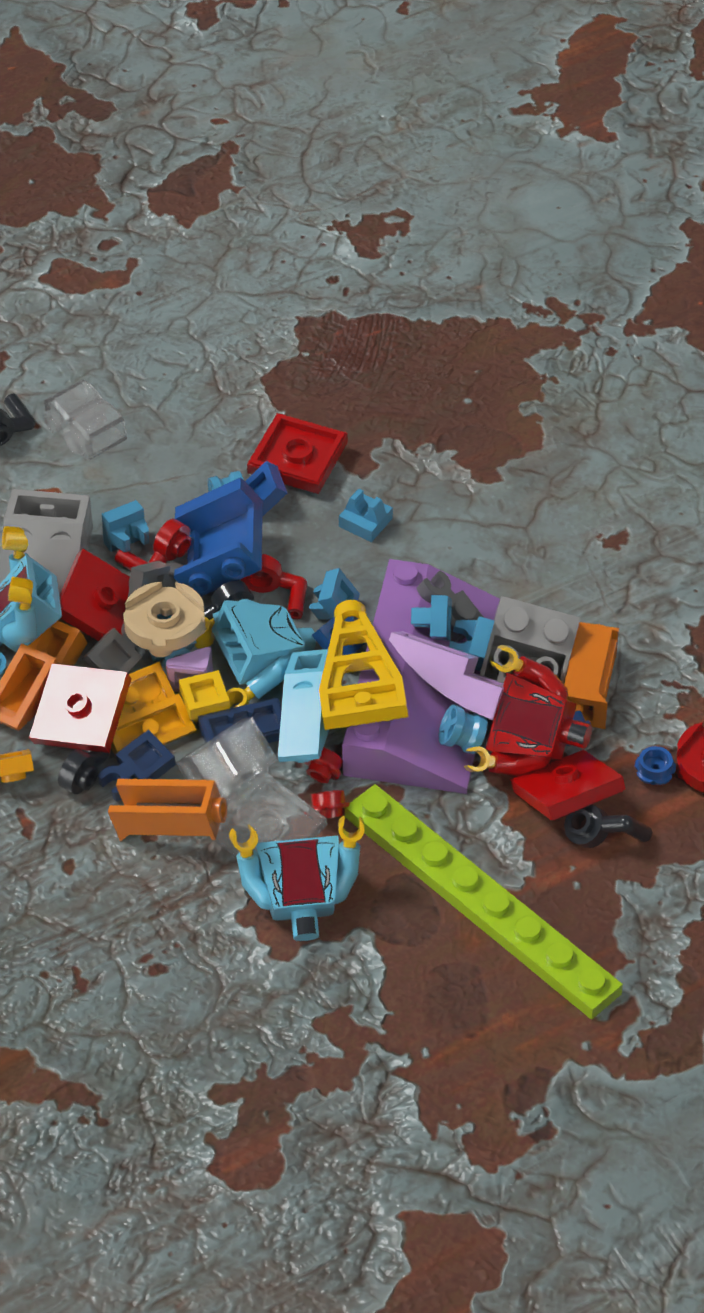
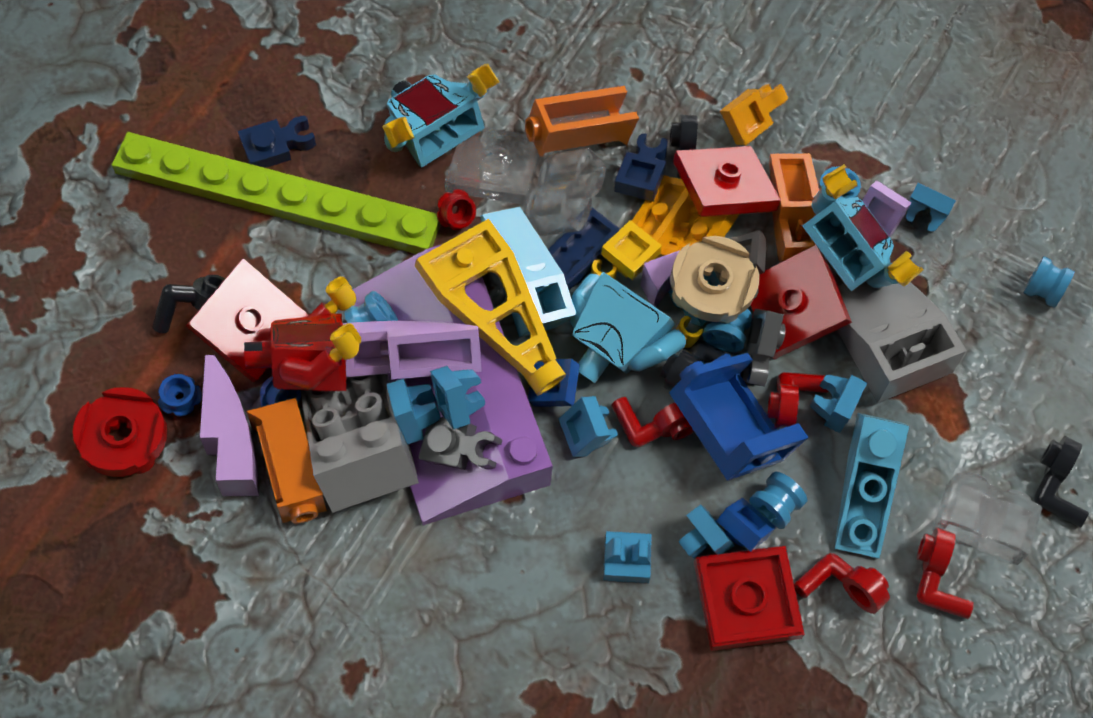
camera: 145 degrees right, 15 degrees up
(143, 412) = (936, 554): none -> red plate
(145, 475) = (870, 484): none -> medium azure slope
(208, 421) = (863, 585): none -> red plate
(300, 496) = (705, 534): none -> dark azure tile
(460, 947) = (270, 145): none -> dark blue plate
(630, 712) = (227, 433): none -> lavender slope

